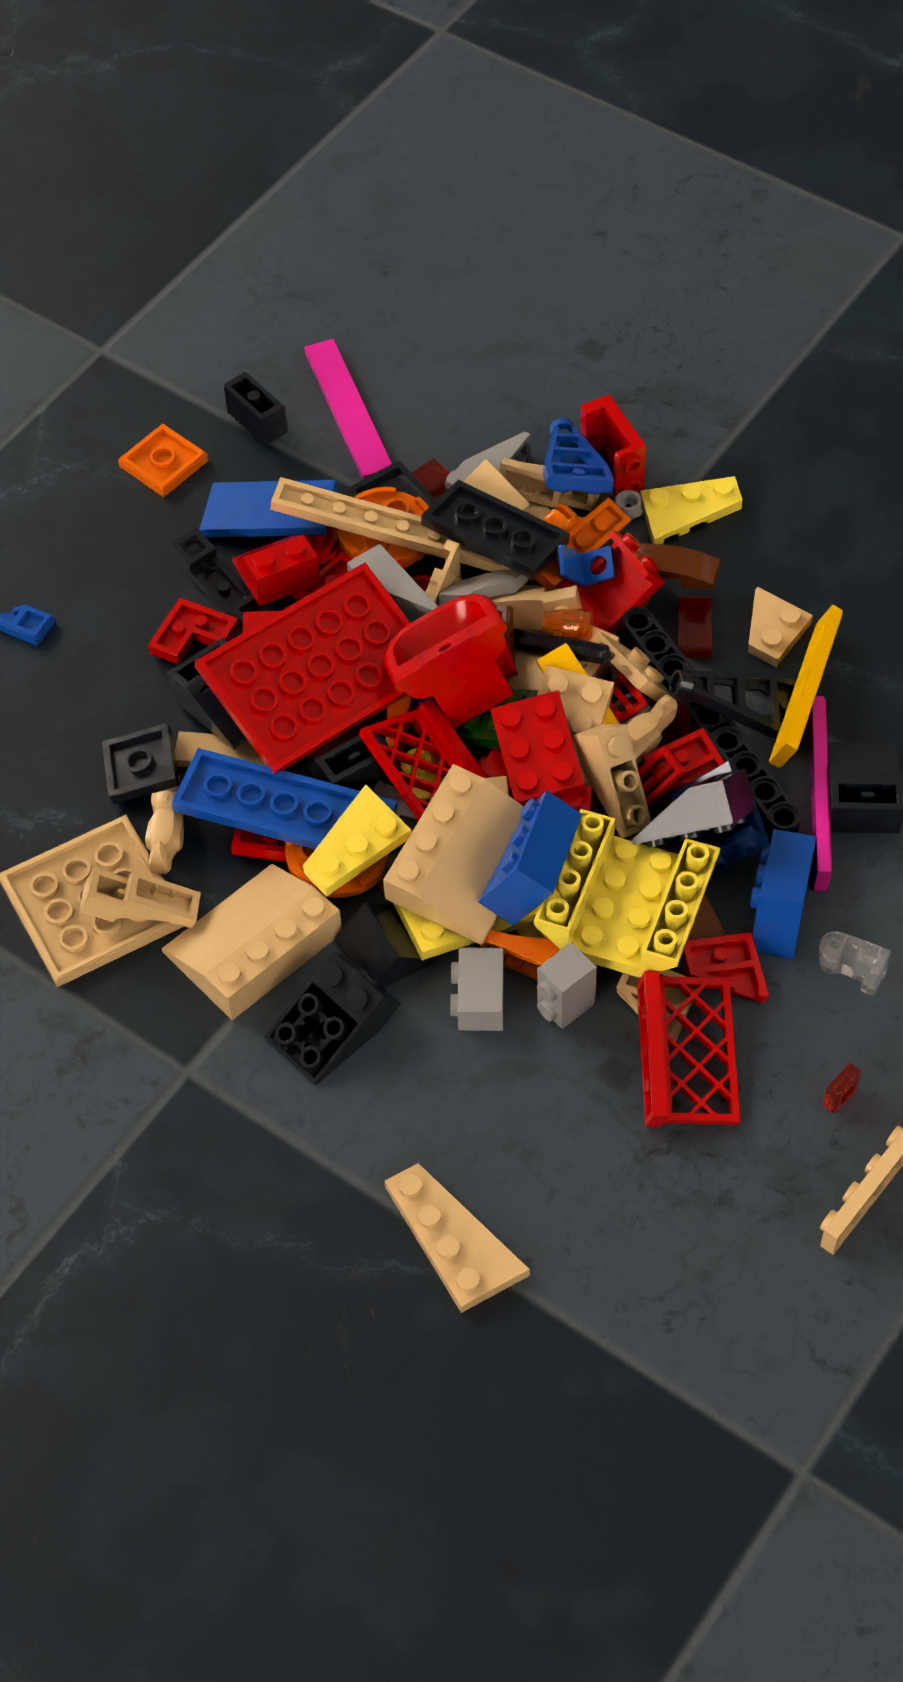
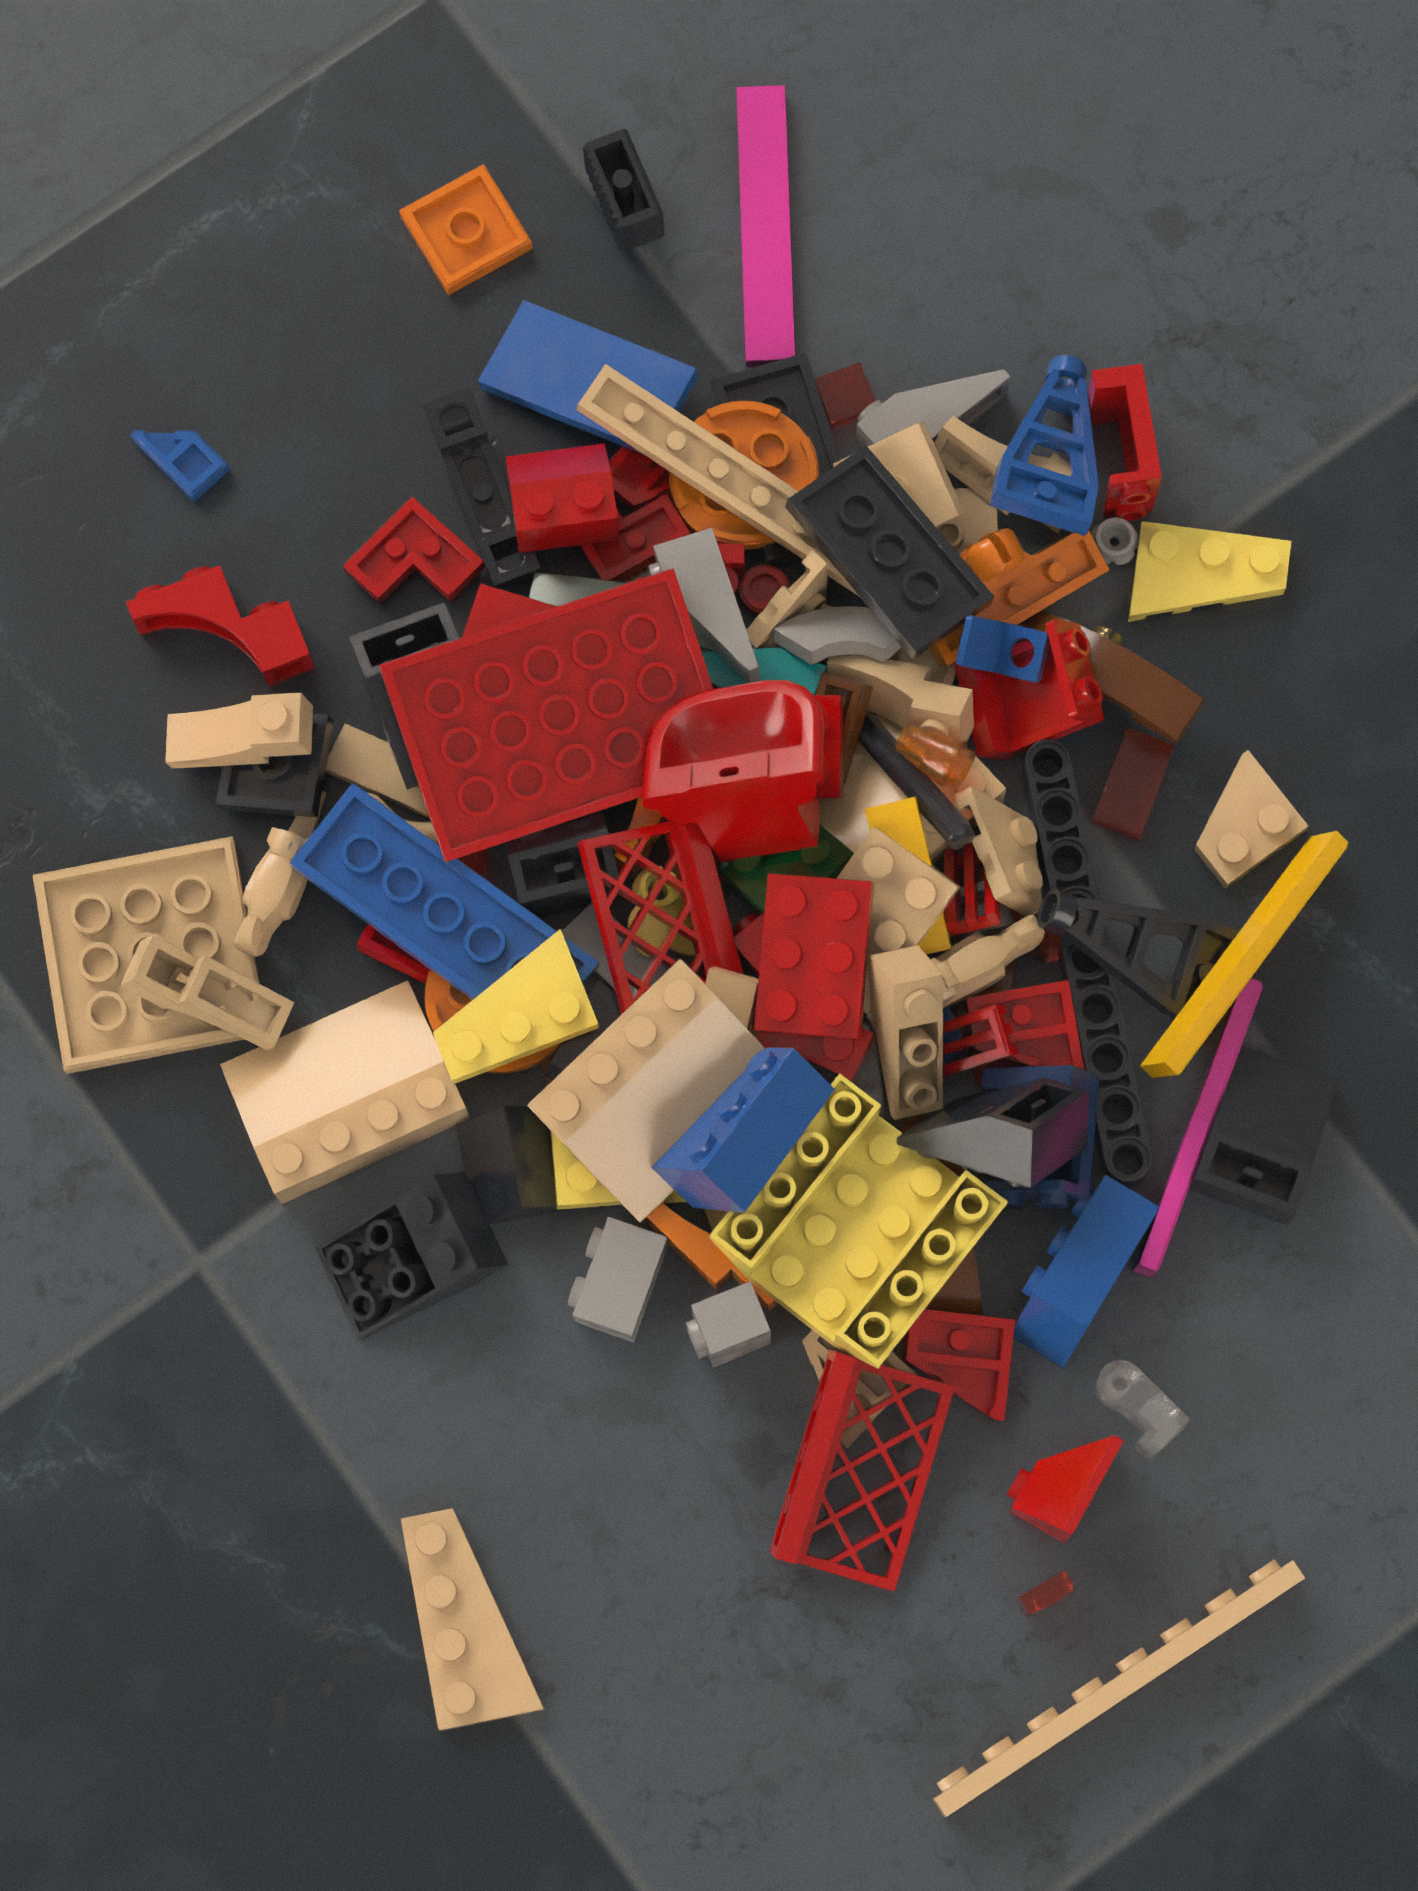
camera: 20 degrees right, 20 degrees up
(66, 691) = (206, 604): none -> red arch
(114, 746) = (241, 732): none -> tan slope
(825, 1016) = (1062, 1487): none -> red slope

